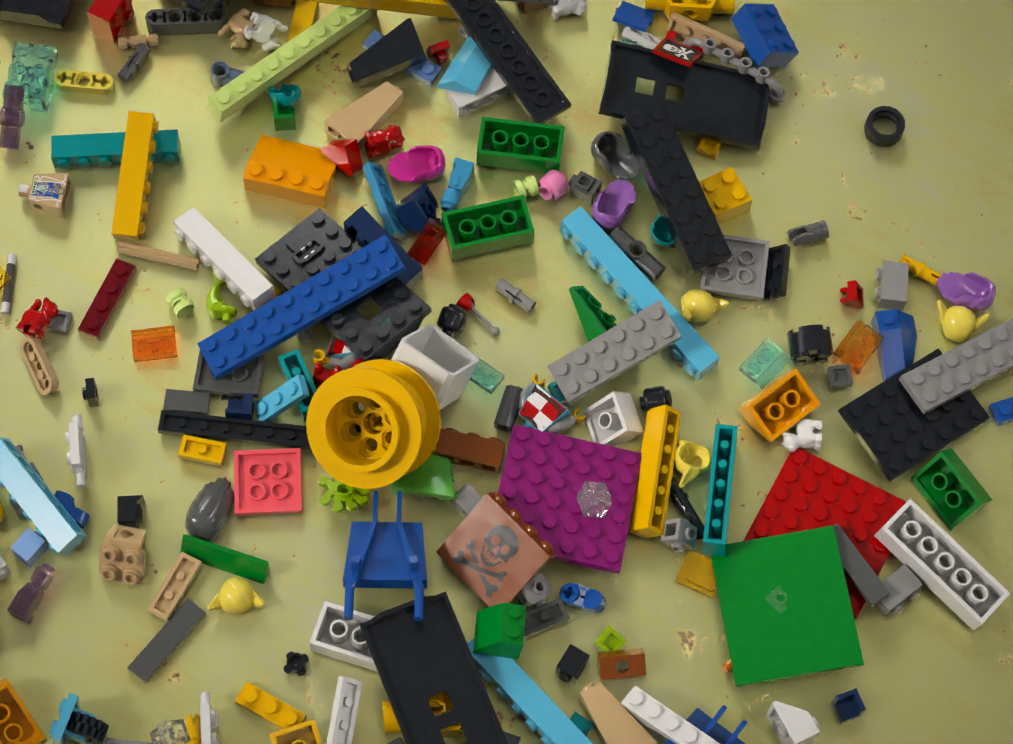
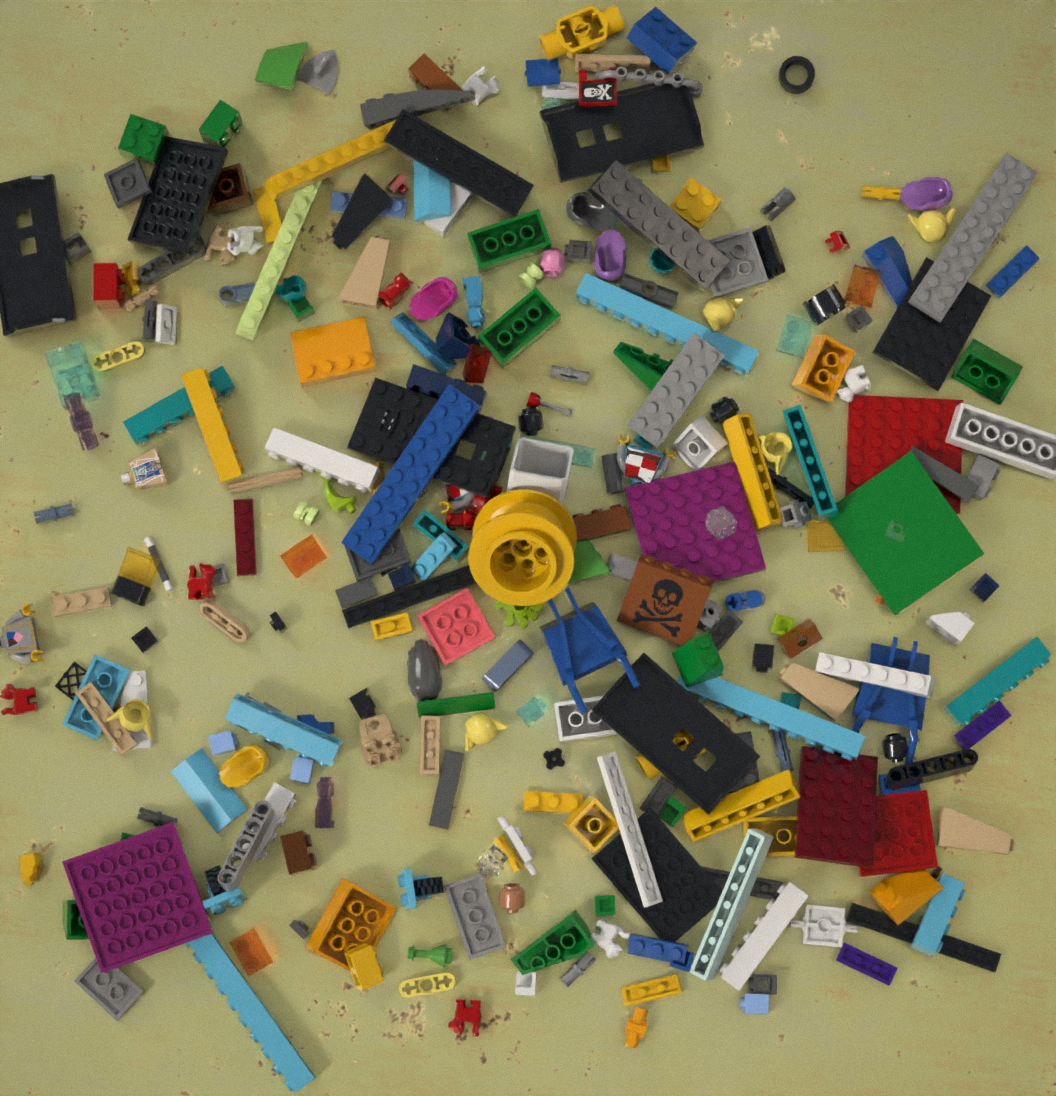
camera: 20 degrees left, 15 degrees up
(77, 453) = (300, 683): white plate -> none
(138, 18) = (131, 277): none -> yellow plate
(146, 73) = (166, 324): none -> white plate
(299, 545) = (507, 665): none -> sand blue beam
(299, 602) = (532, 710): none -> clear light blue window
(344, 154) = (369, 319): red slope -> none
(892, 285) = (865, 217): light grey brick -> none

